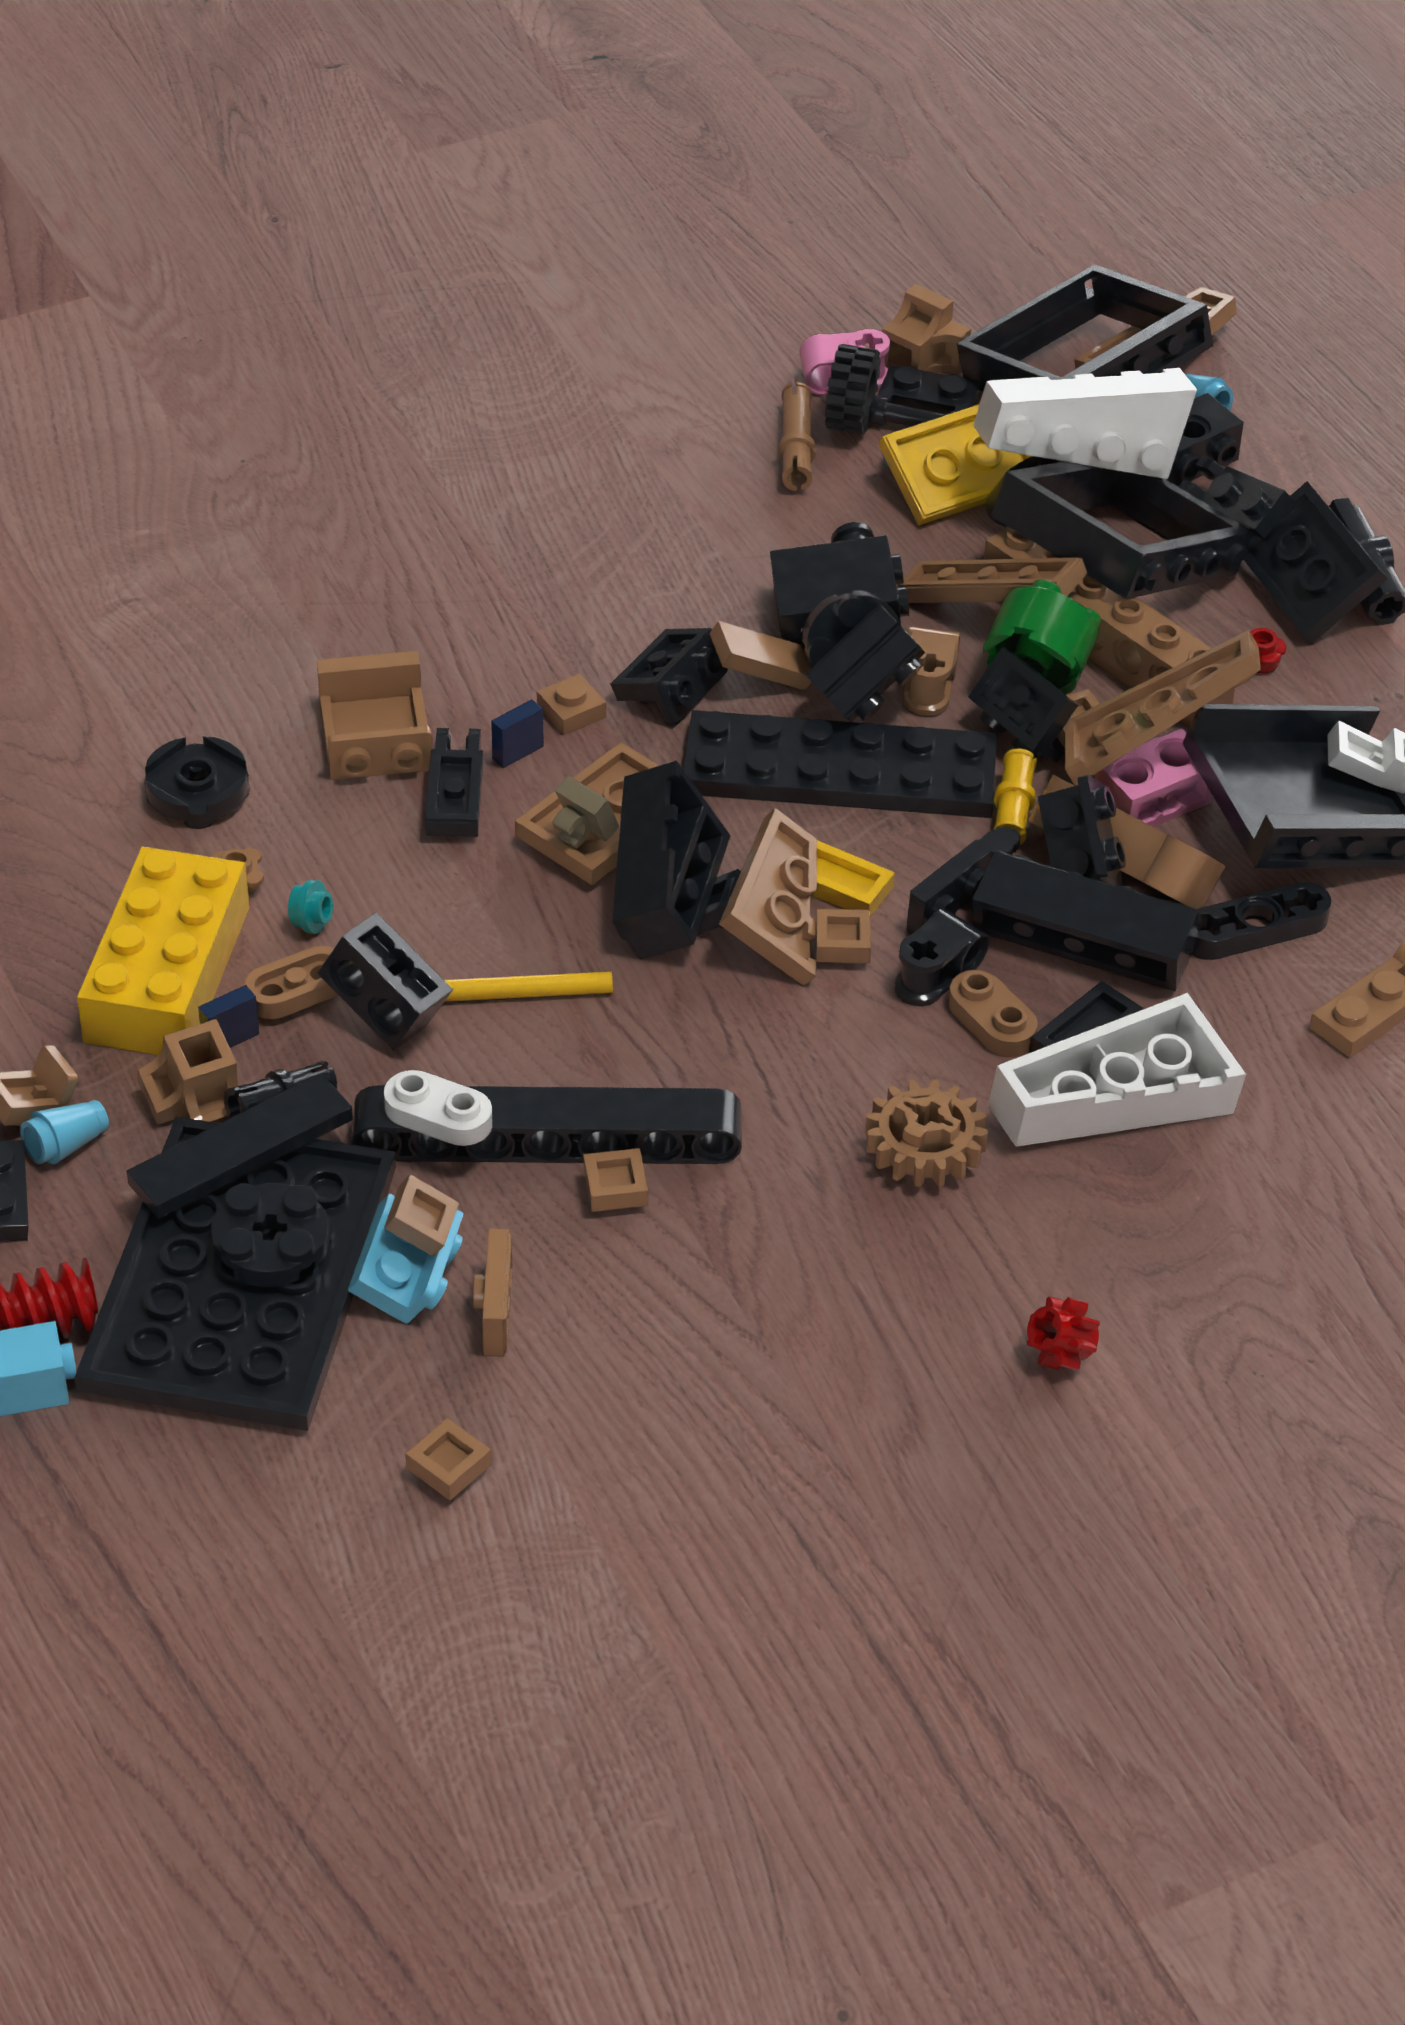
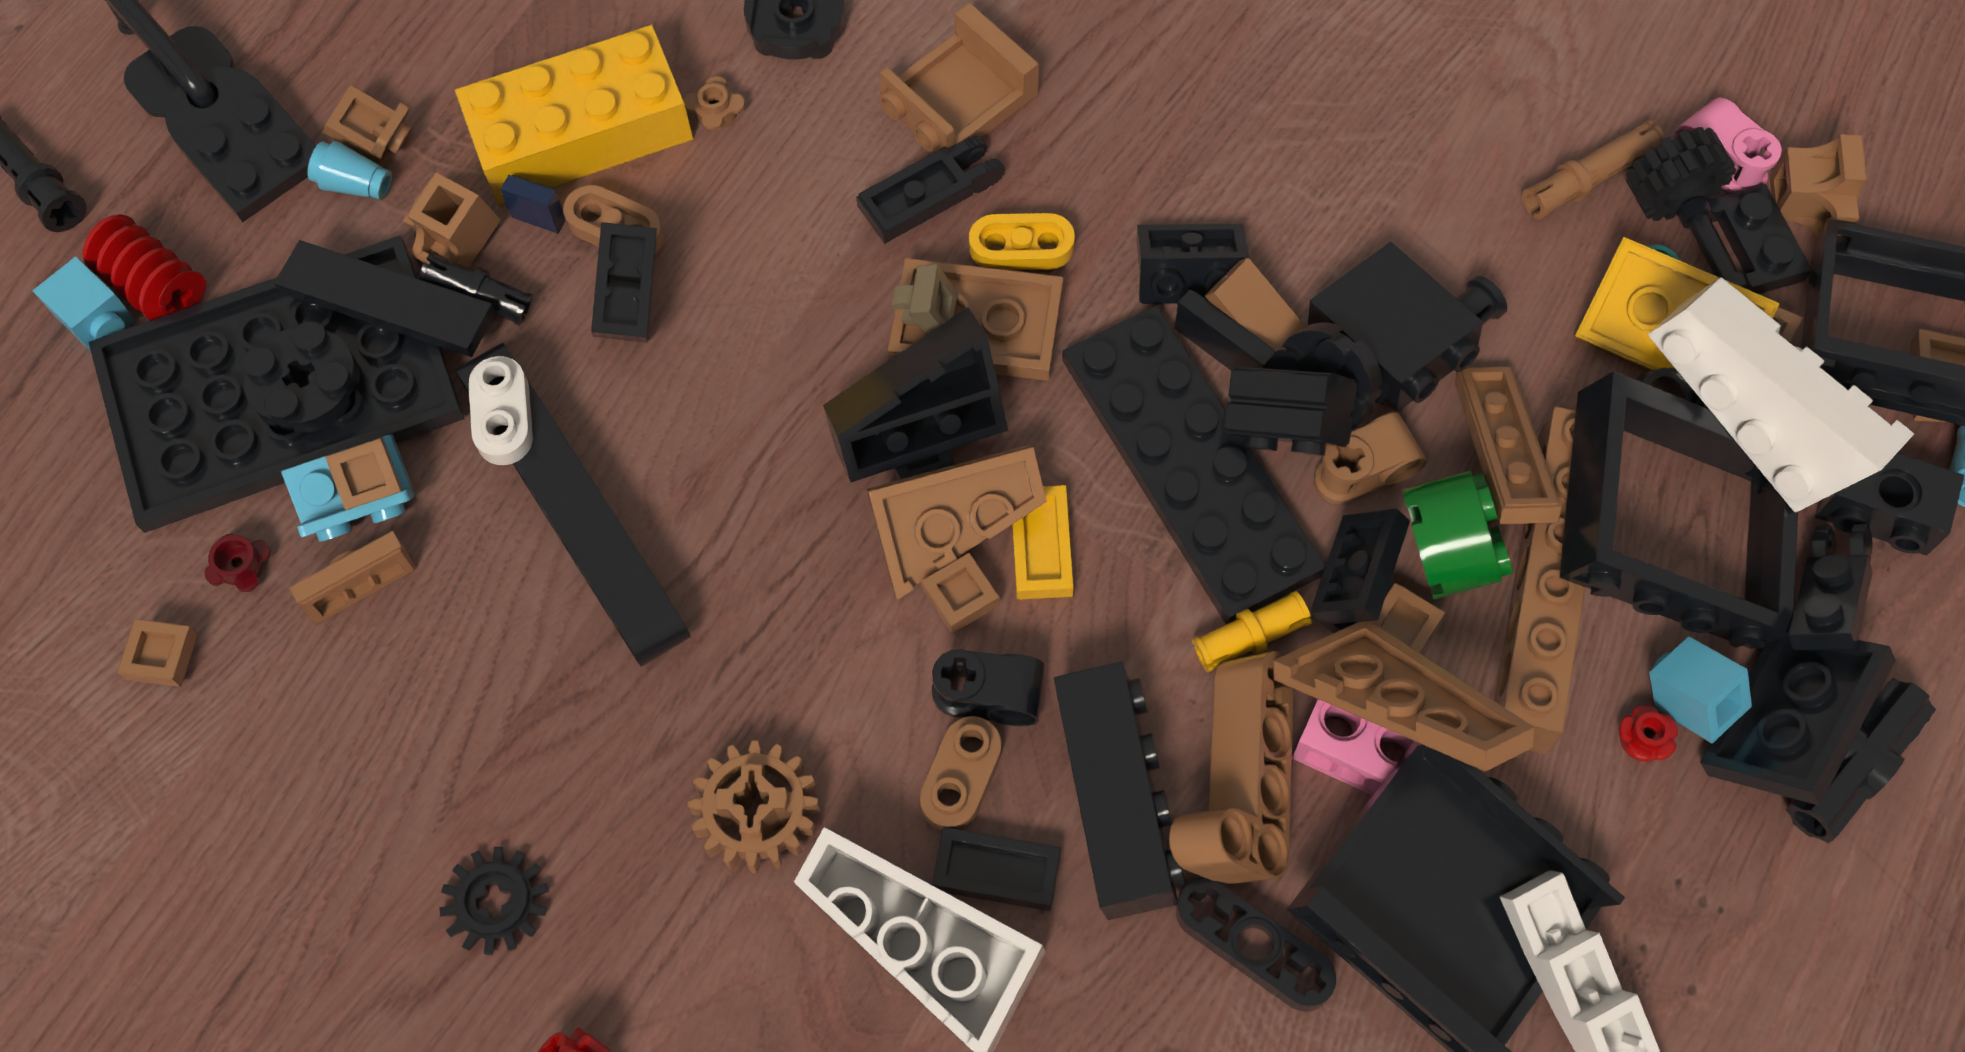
camera: 60 degrees right, 20 degrees up
(310, 906) = (704, 178): teal plate -> none
(396, 1361) = (227, 551): none -> dark red plate
(517, 733) = (1016, 193): dark blue tile -> none
(530, 986) = (721, 372): yellow bar -> none
(559, 752) = (1021, 239): none -> yellow plate
(571, 704) = (1100, 211): medium nougat plate -> none
(615, 1180) = (541, 589): medium nougat plate -> none
(760, 686) = (1220, 334): none -> black tile
(858, 1322) = (475, 888): none -> black gear
(958, 878) = (1090, 647): black hinge -> none
(1081, 831) = (1211, 726): black bracket -> none
(1252, 597) = (1700, 689): none -> medium azure brick

